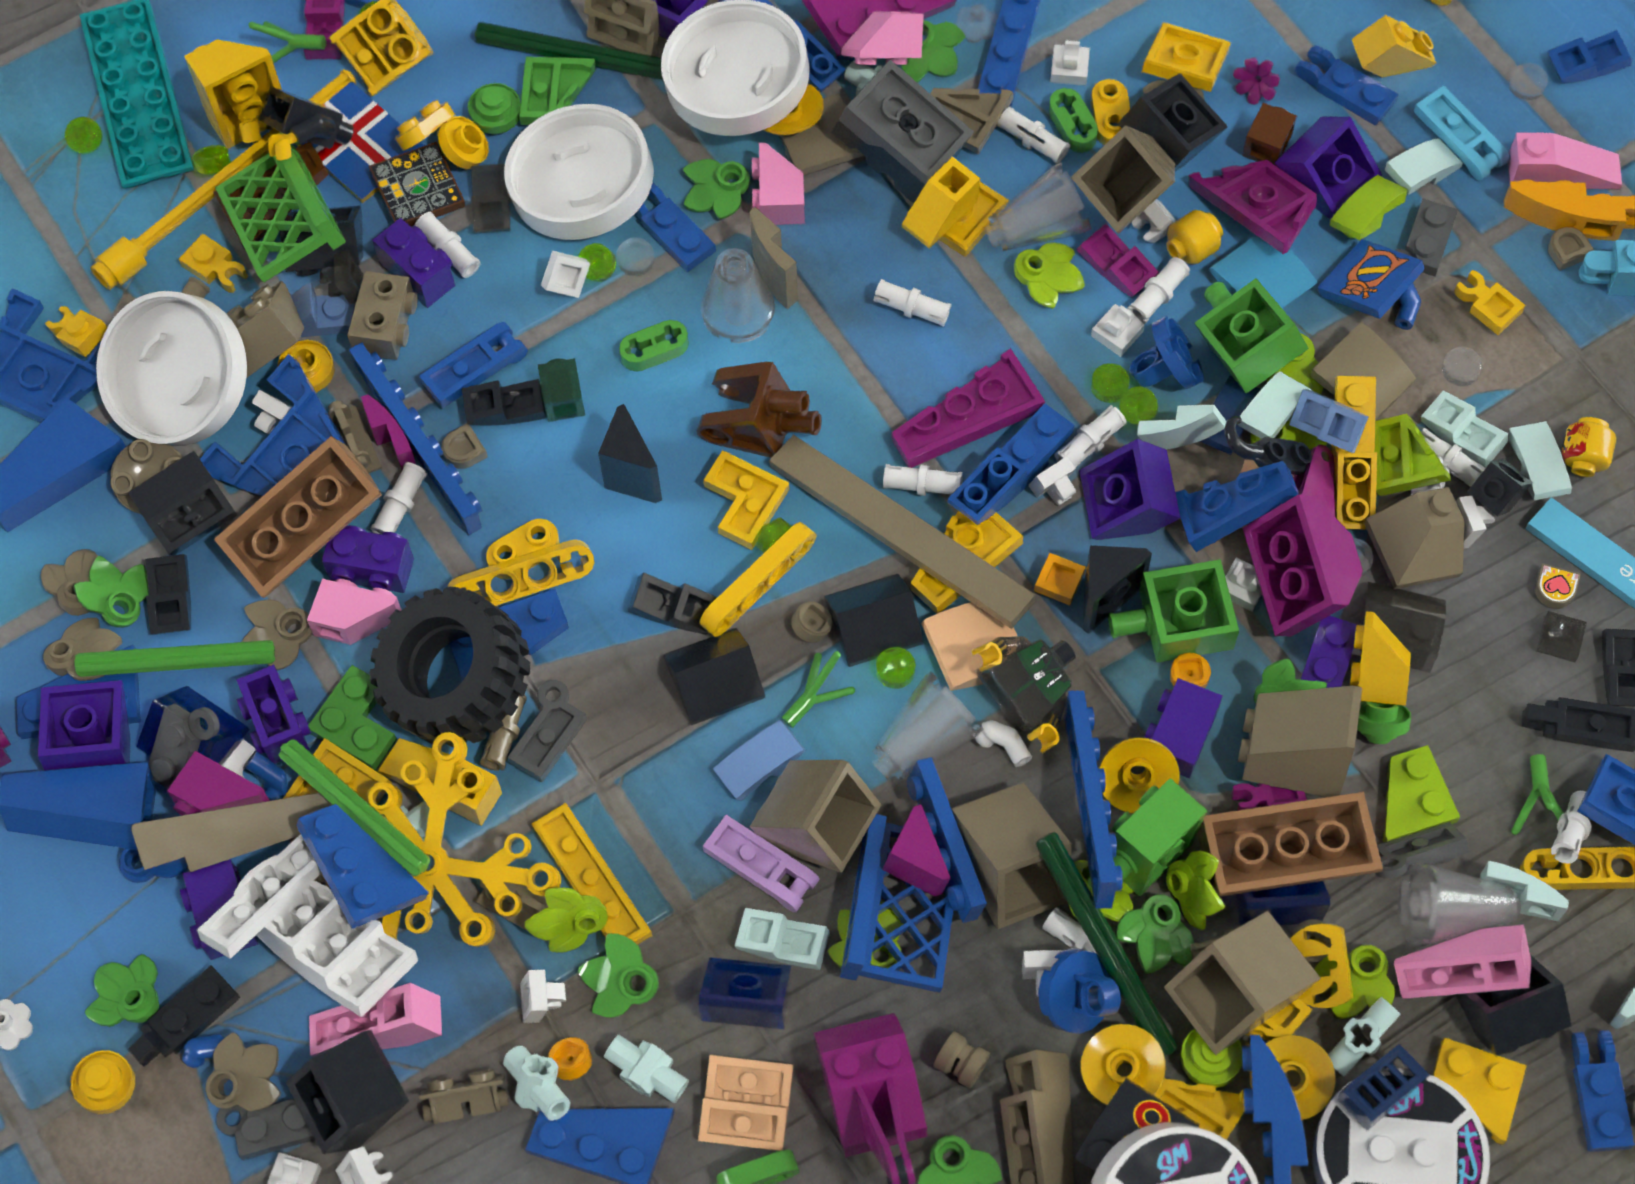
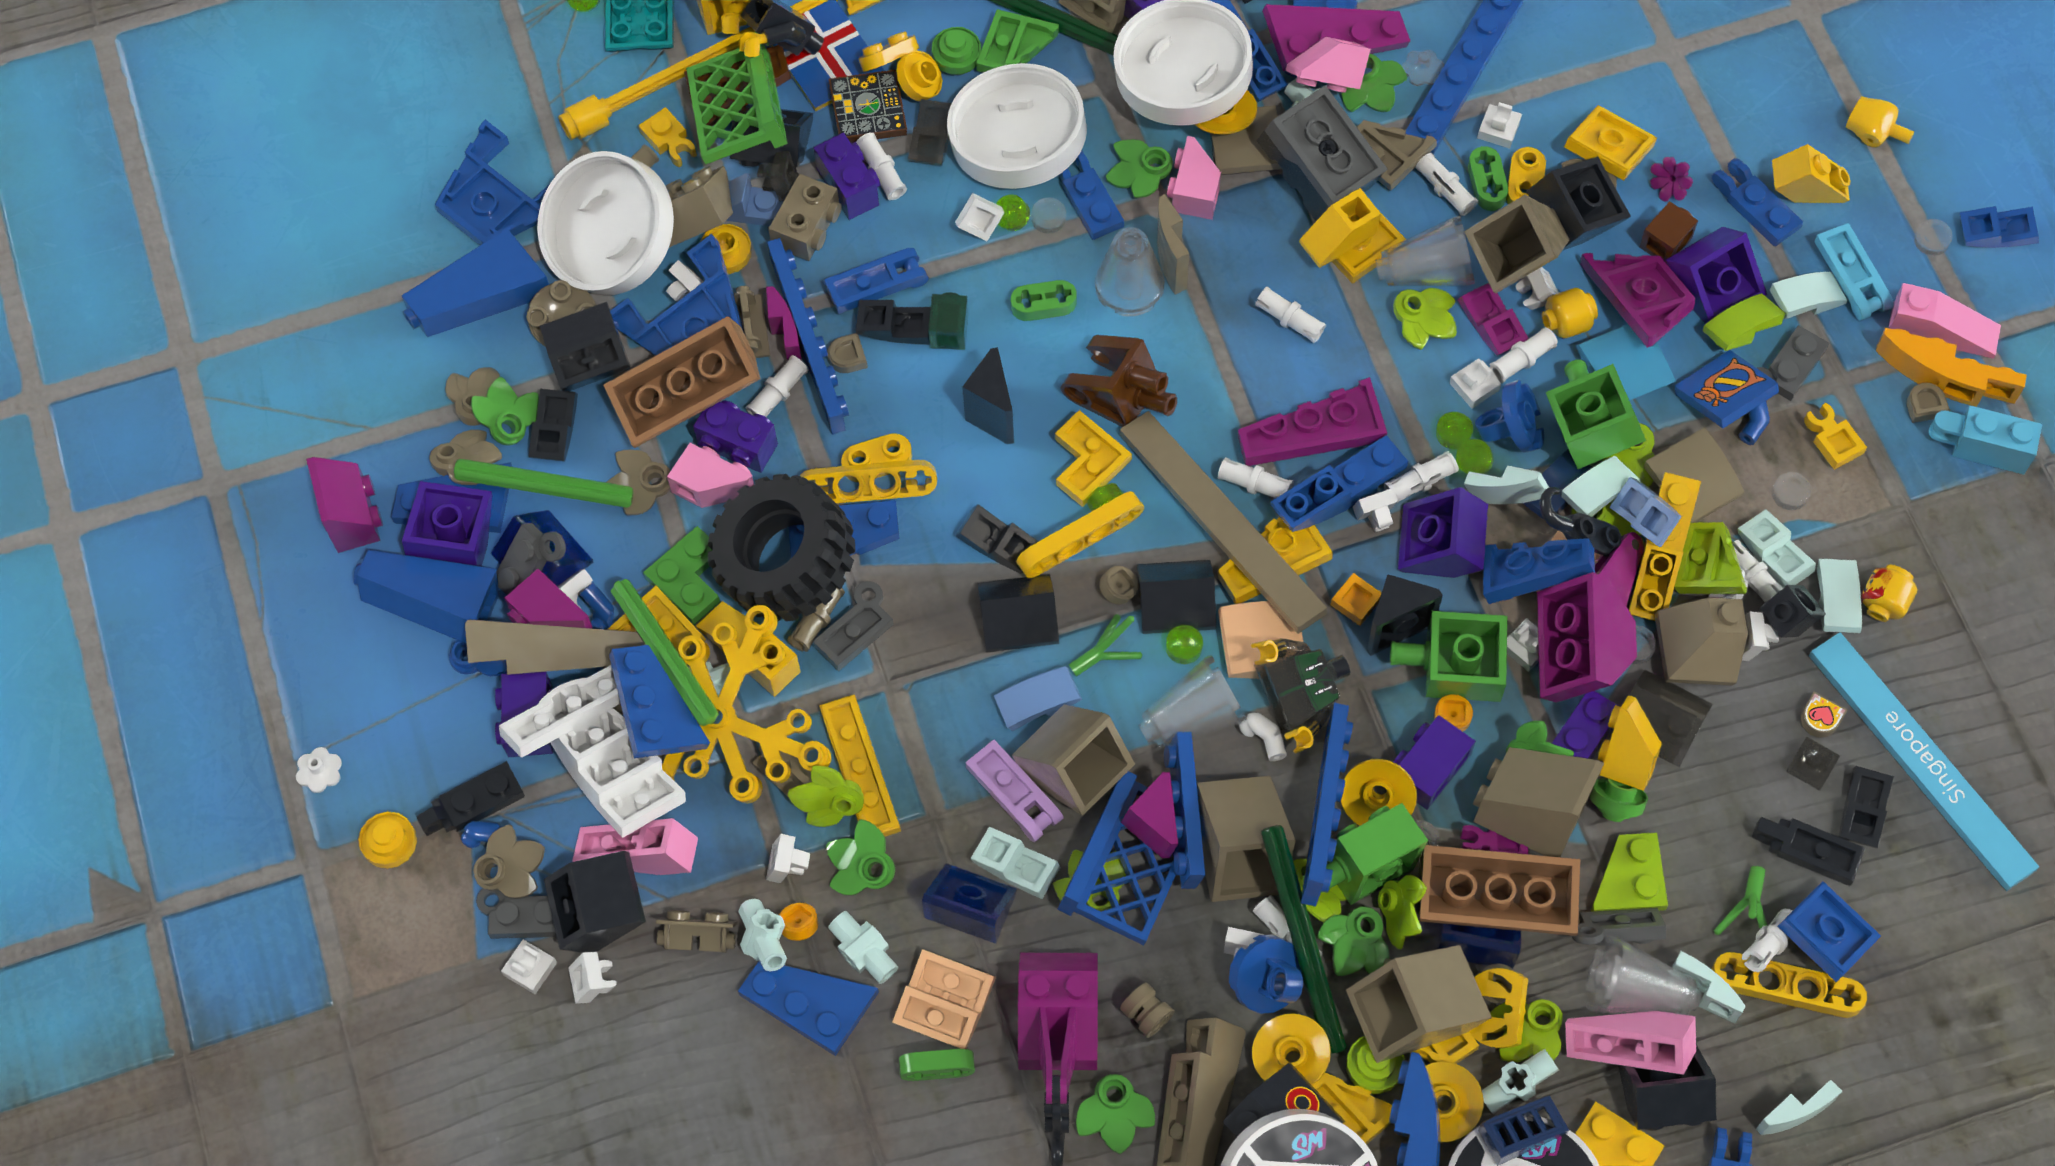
camera: 15 degrees right, 0 degrees up
(78, 331) = (533, 171): yellow plate -> none
(121, 988) = (426, 767): bright green plate -> none
(211, 159) = (690, 41): clear neon green tile -> none
(269, 706) = (615, 545): dark purple brick -> none

